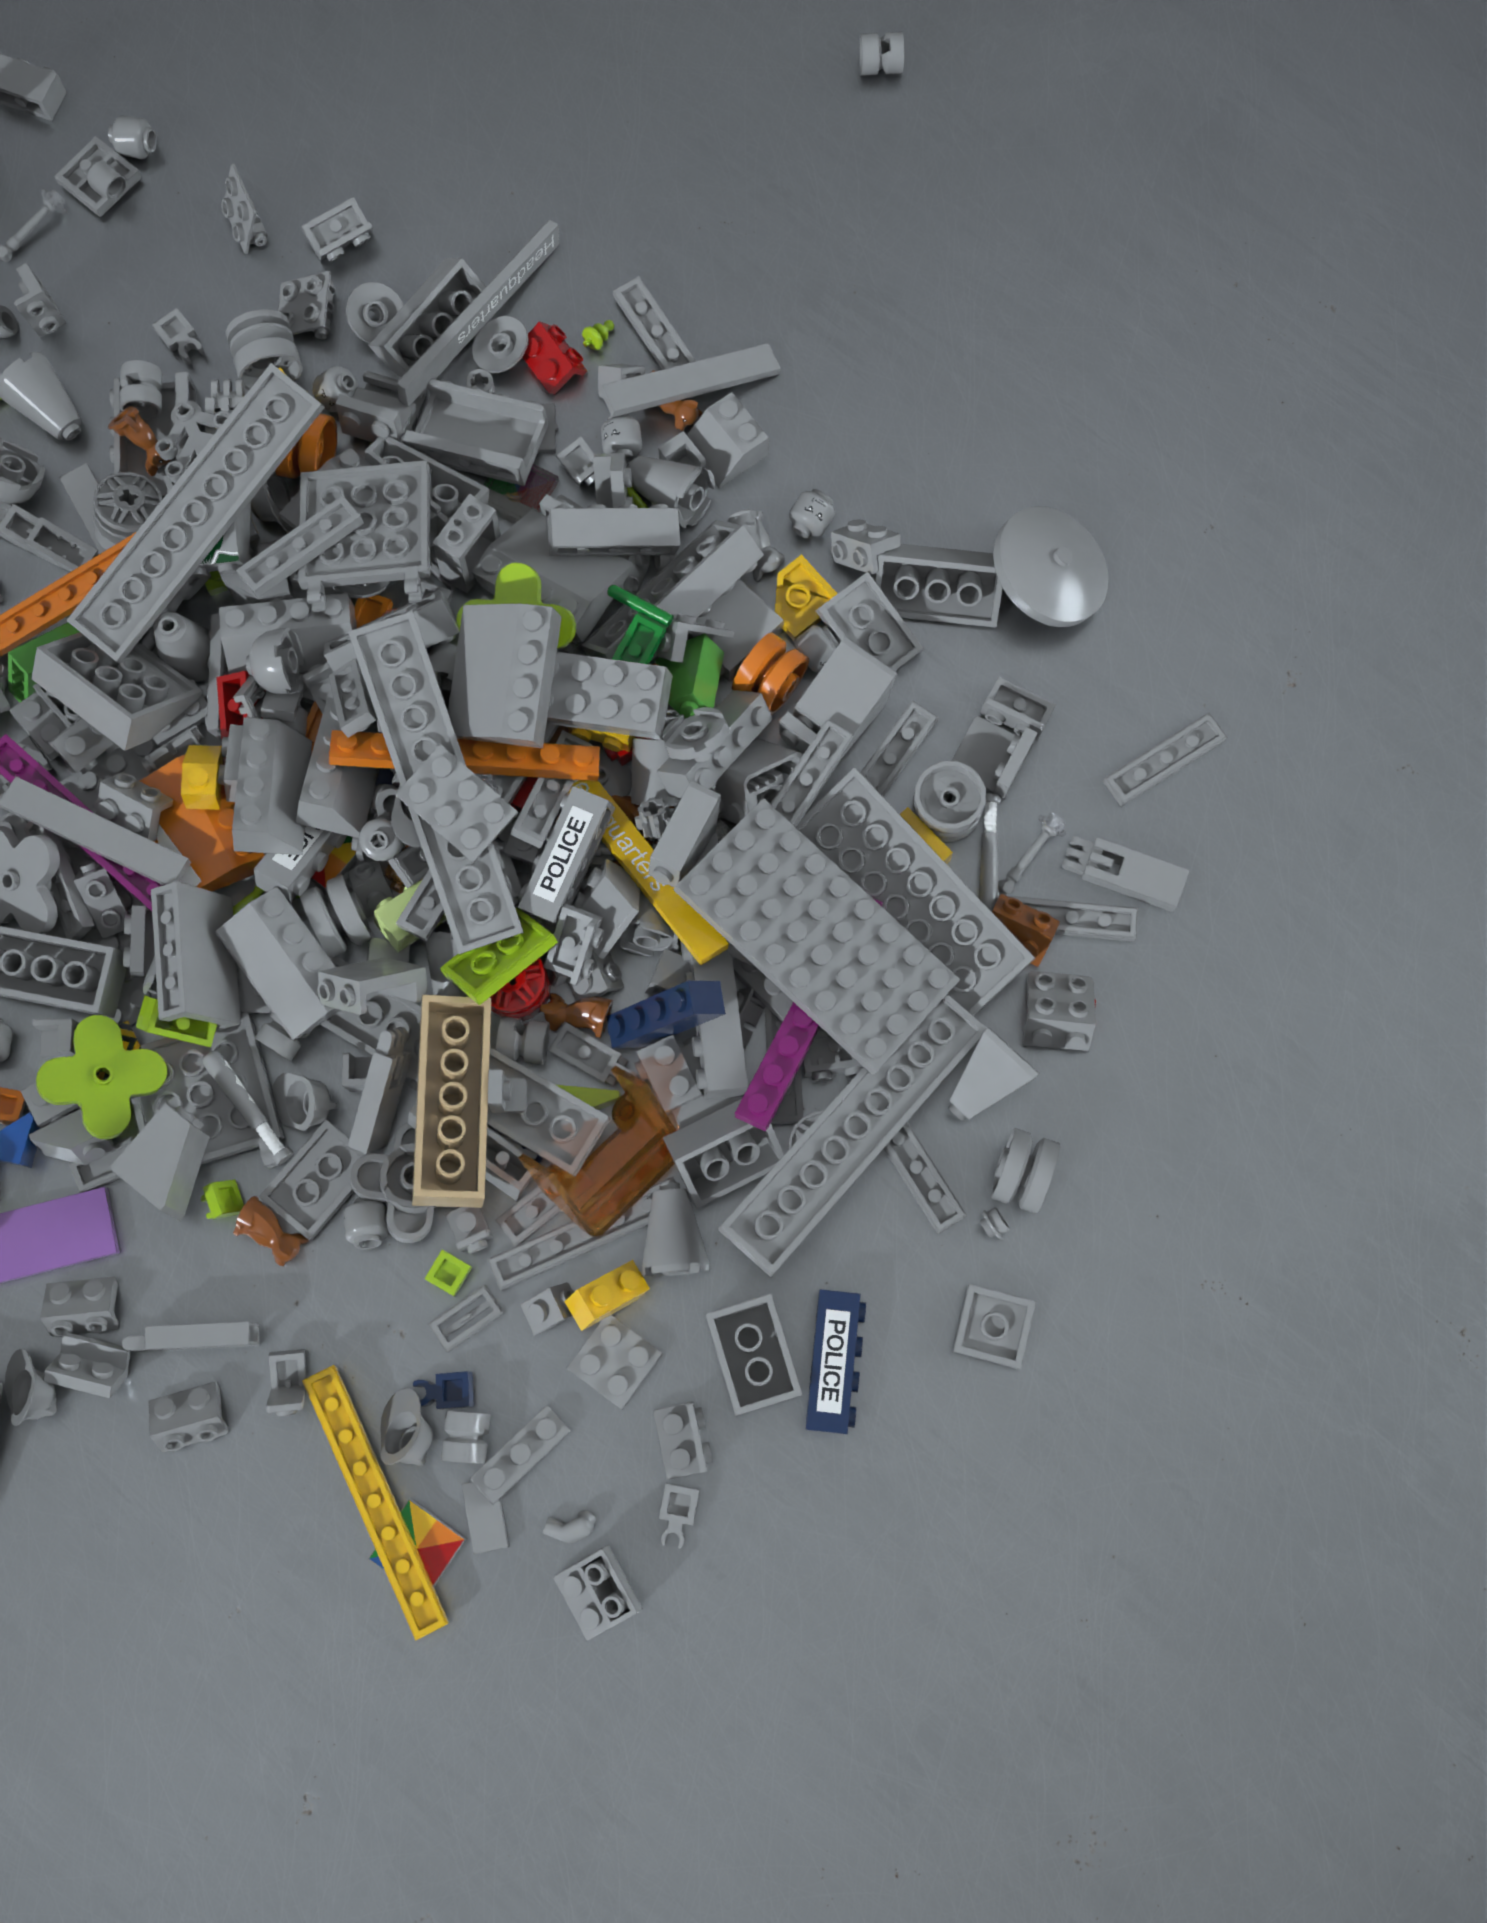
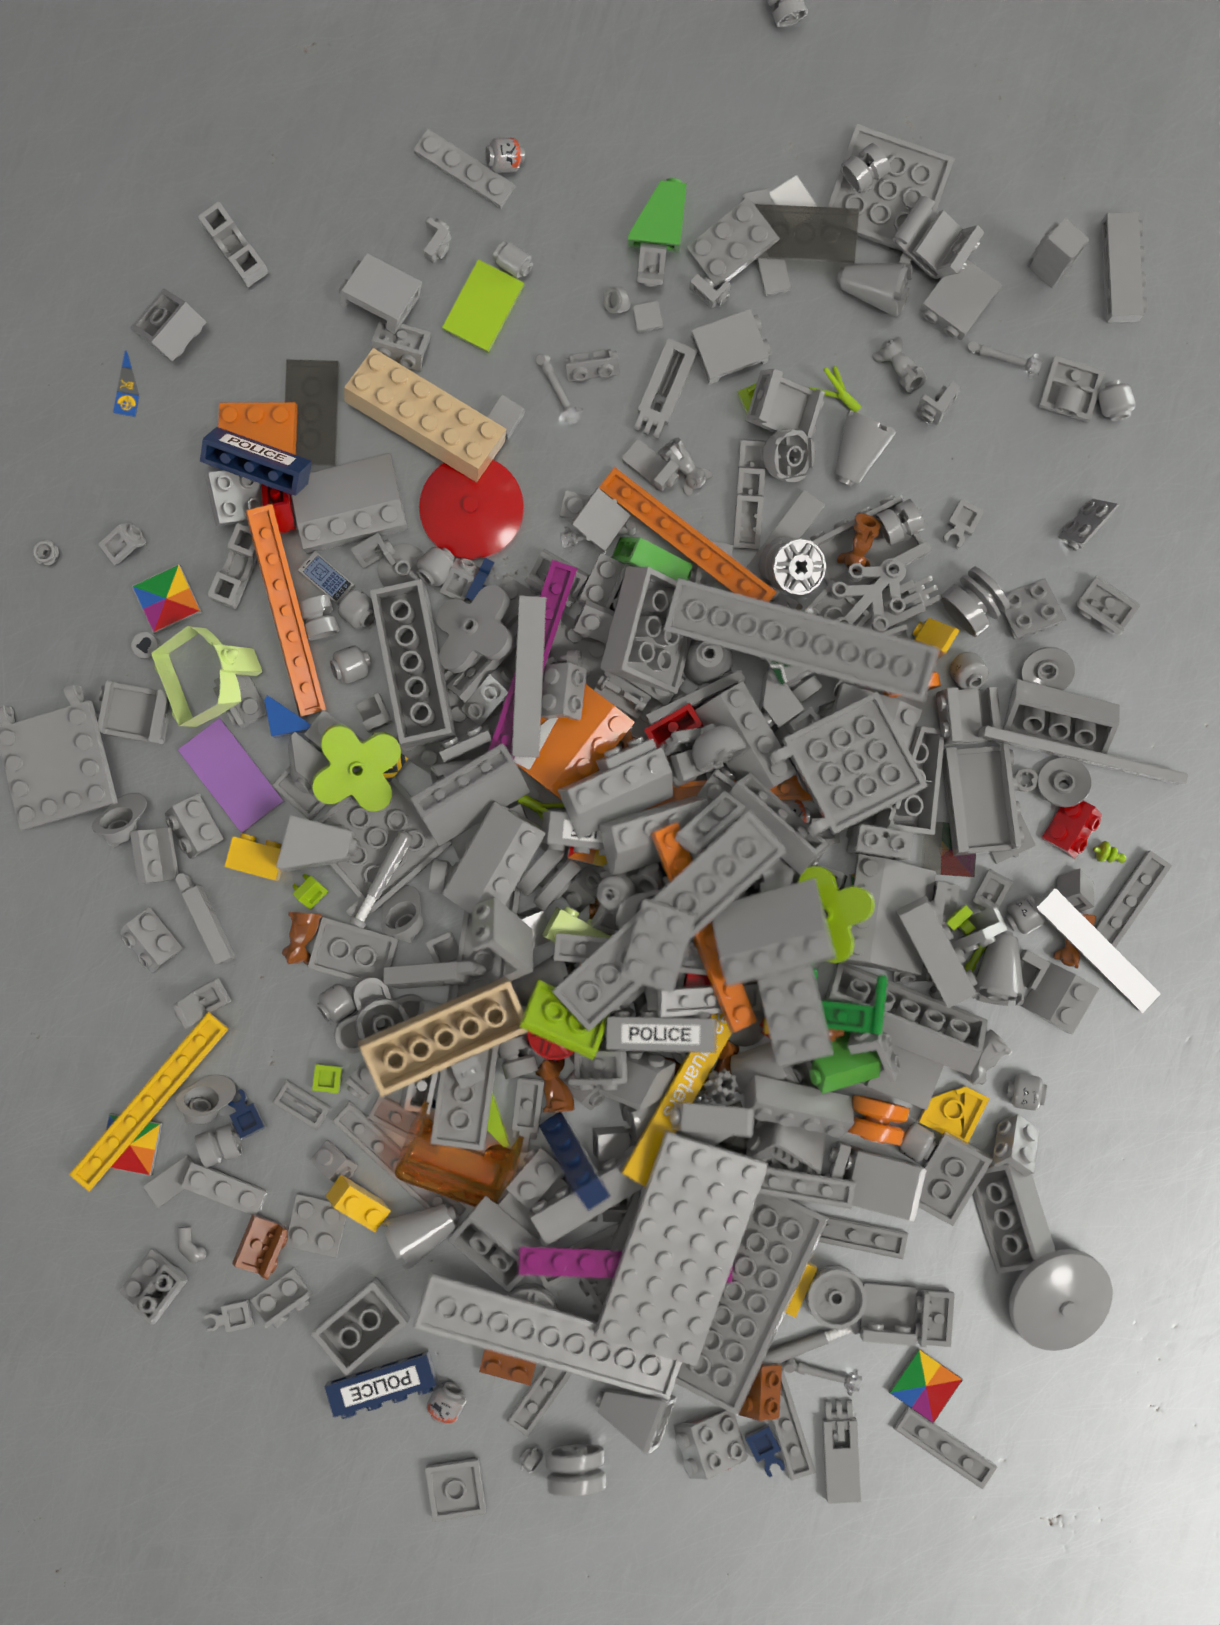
camera: 65 degrees right, 10 degrees up
(152, 1247) = (253, 857): none -> yellow brick
(182, 1029) = (413, 783): lime slope -> none
(200, 777) = (606, 736): yellow slope -> none
(300, 546) = (811, 727): light grey plate -> none
(589, 497) = (960, 920): none -> lime tile
(608, 1438) = (261, 1246): none -> dark orange bracket
(696, 735) = (788, 1105): light grey plate -> none
(869, 1199) = (507, 1367): none -> dark orange bracket
(887, 1293) = (446, 1403): none -> light grey head
(1085, 951) = (764, 1447): none -> dark blue plate
(1087, 751) = (925, 1385): none -> tile

